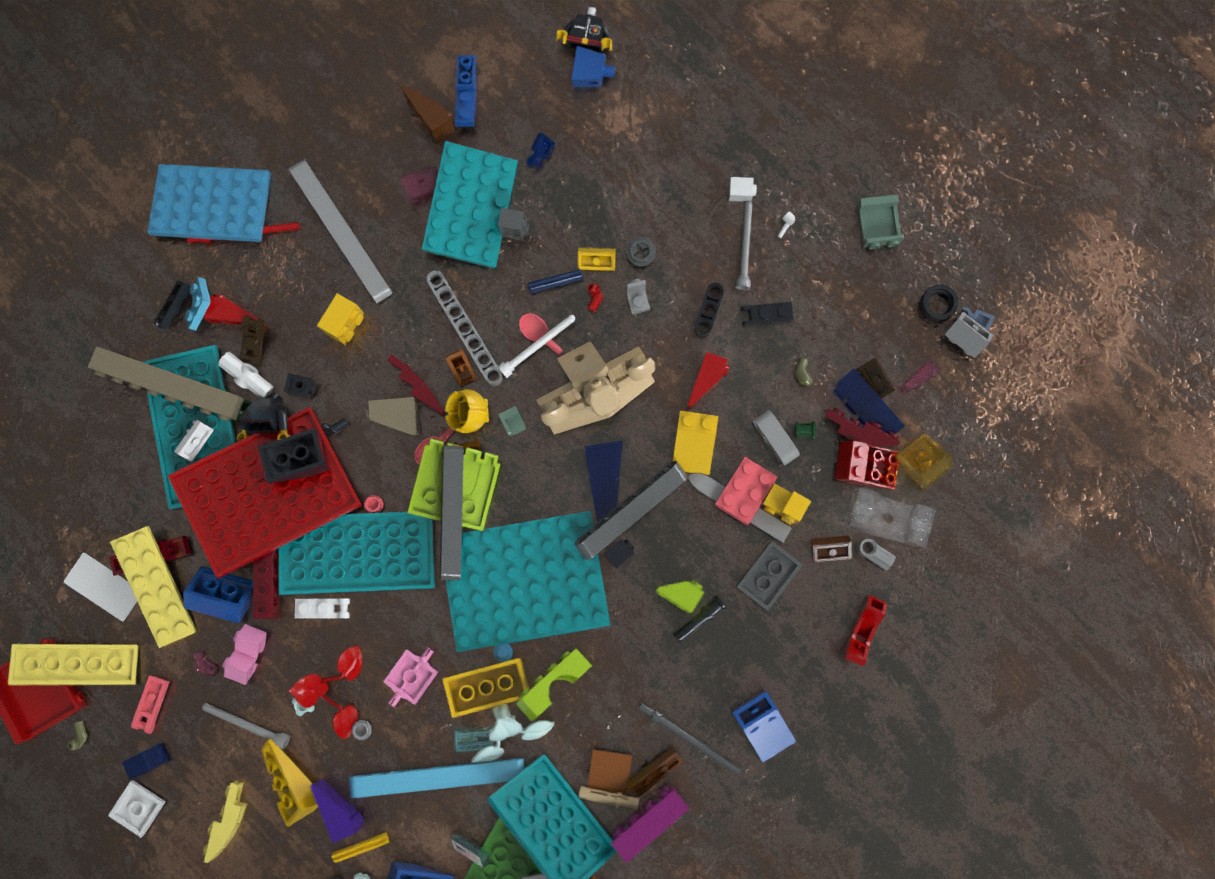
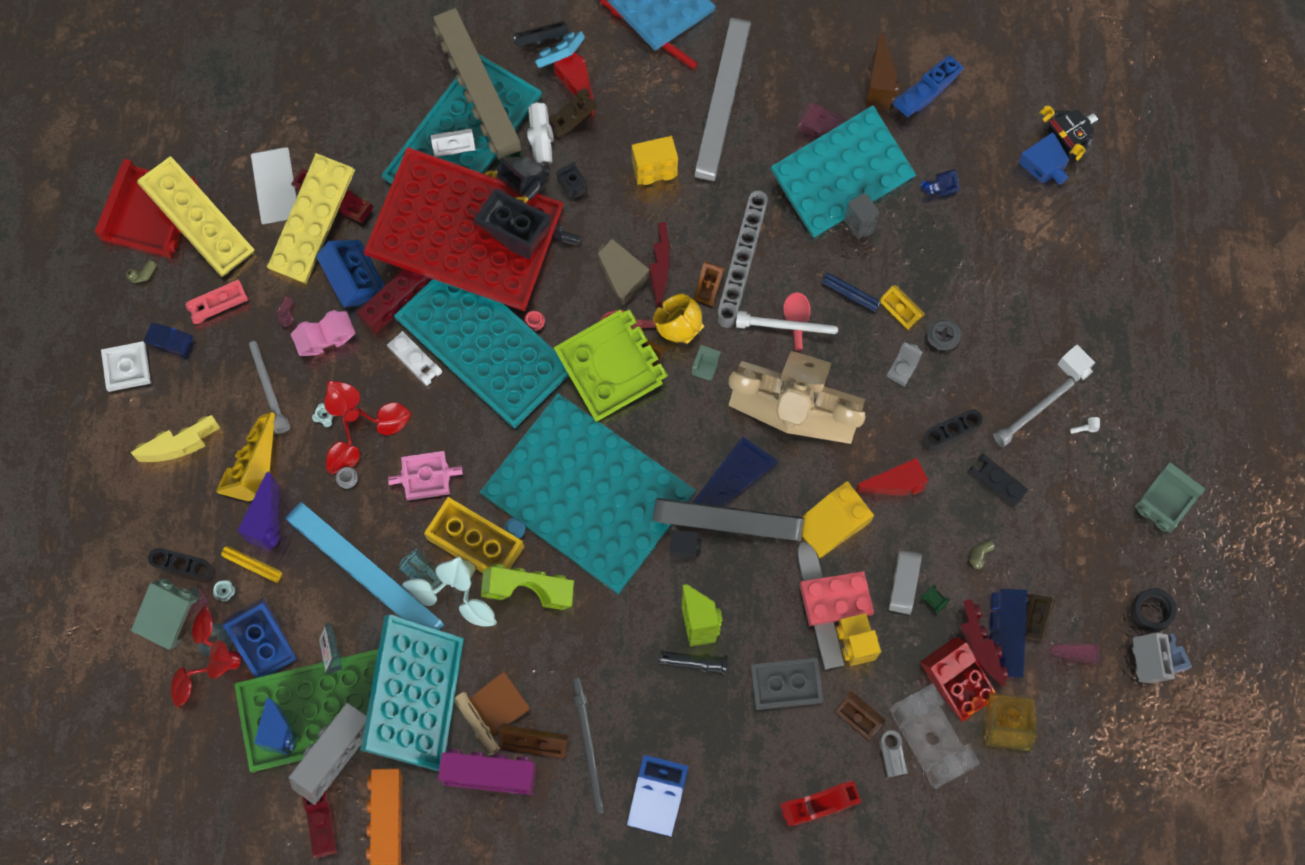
camera: 40 degrees right, 10 degrees down
(451, 512) = (586, 380): dark grey beam -> none
(596, 296) = (872, 333): red arm -> none

